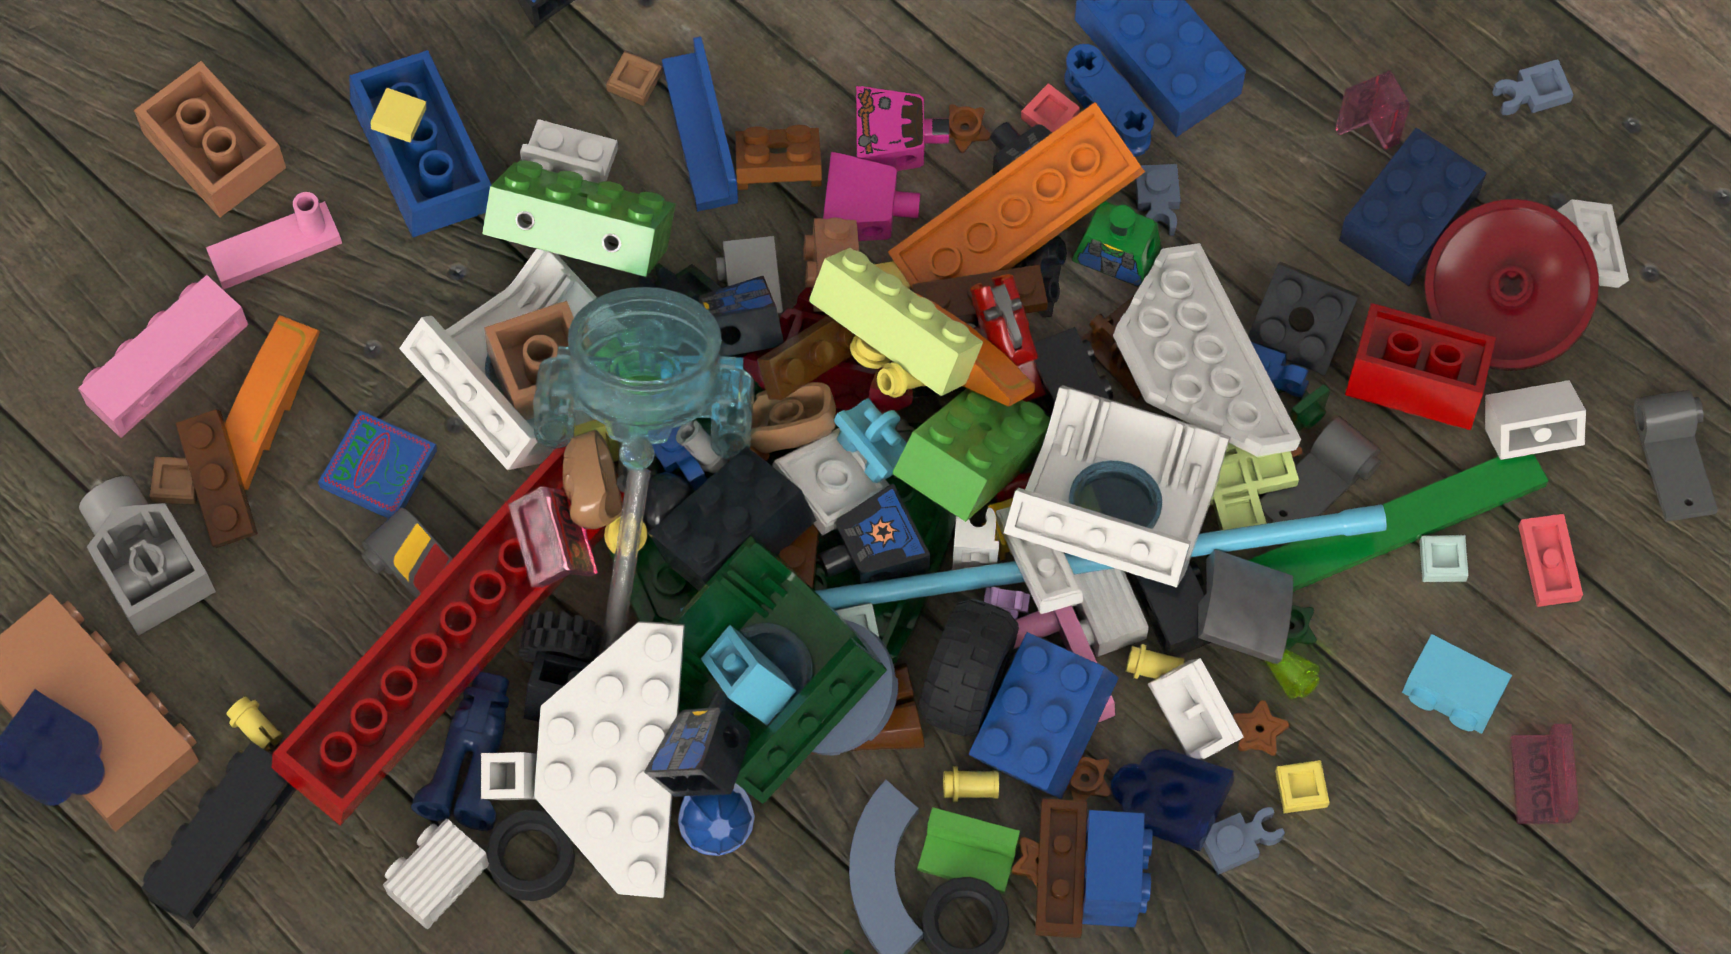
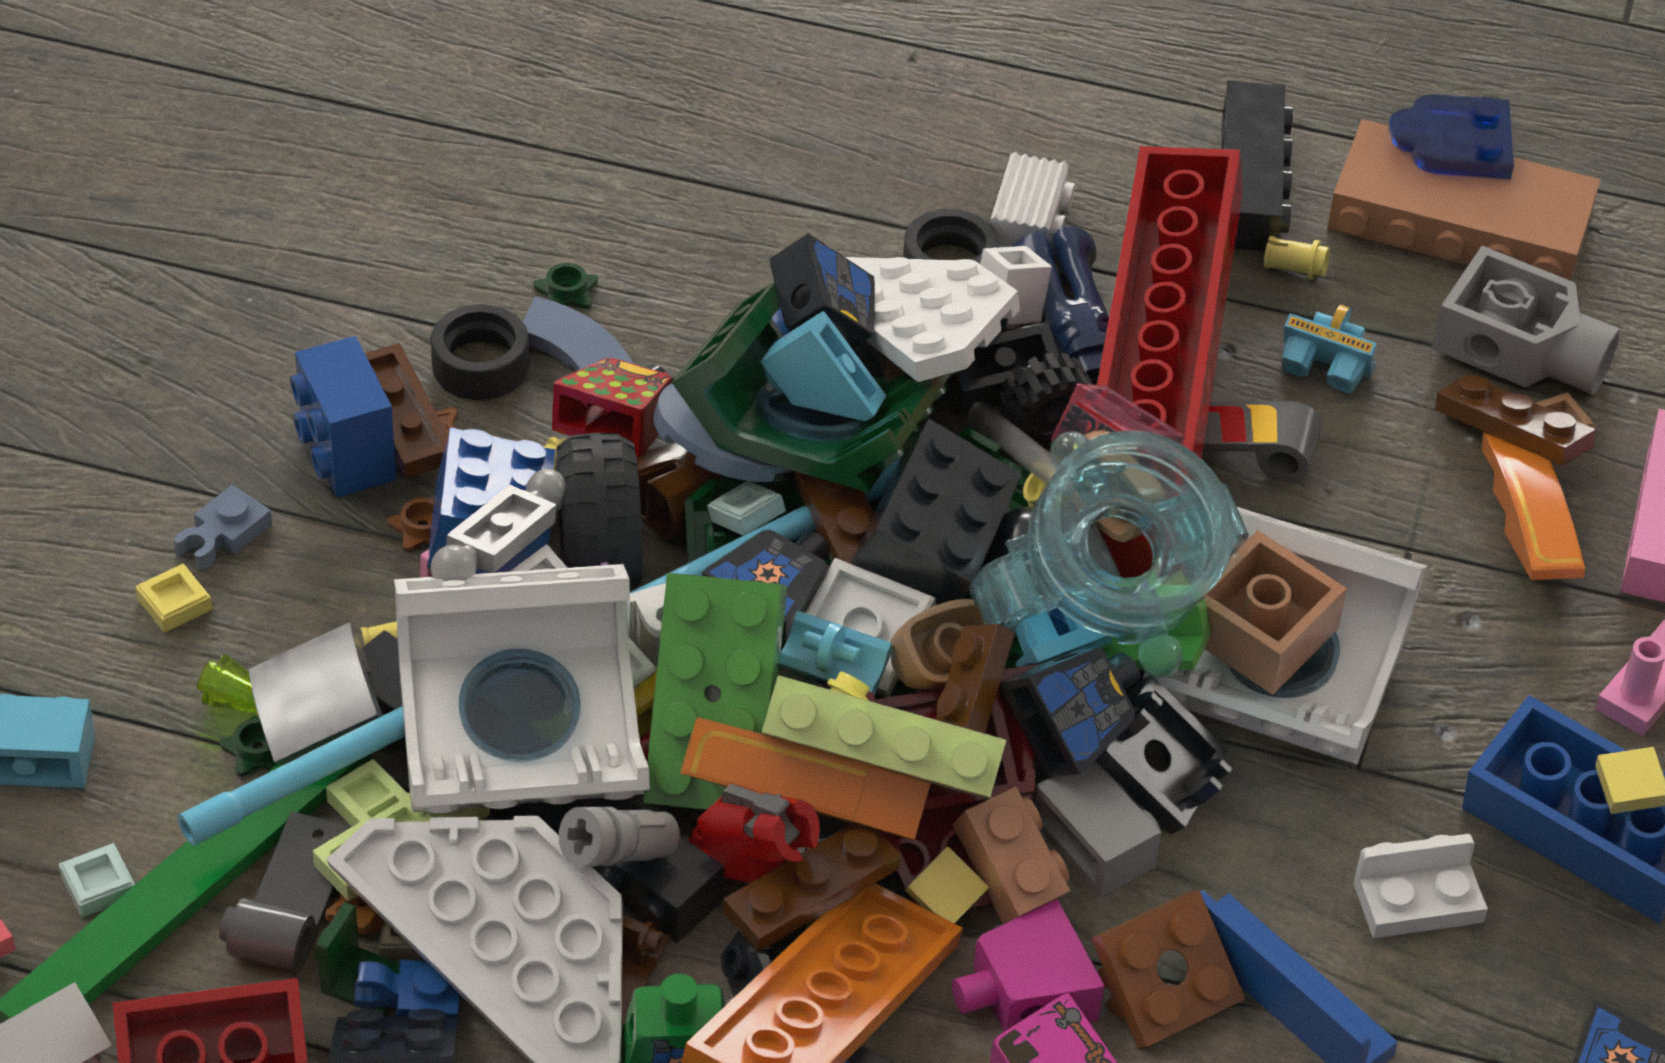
camera: 150 degrees right, 20 degrees down
(297, 619) = (1331, 342): none -> medium azure hips
(377, 465) = (1370, 506): blue tile -> none
(579, 217) = (1342, 782): piece -> none
(634, 78) = (1416, 1016): medium nougat tile -> none
(896, 775) = (610, 399): none -> red torso
(968, 848) = (510, 414): bright green panel -> none
(1072, 616) = (500, 528): none -> light grey plate
(1114, 351) = (611, 836): none -> light grey axle
(1175, 793) = (315, 521): clear blue plate -> none
(1195, 709) = (320, 603): white hinge -> none
(1255, 740) = (246, 639): dark orange plate -> none

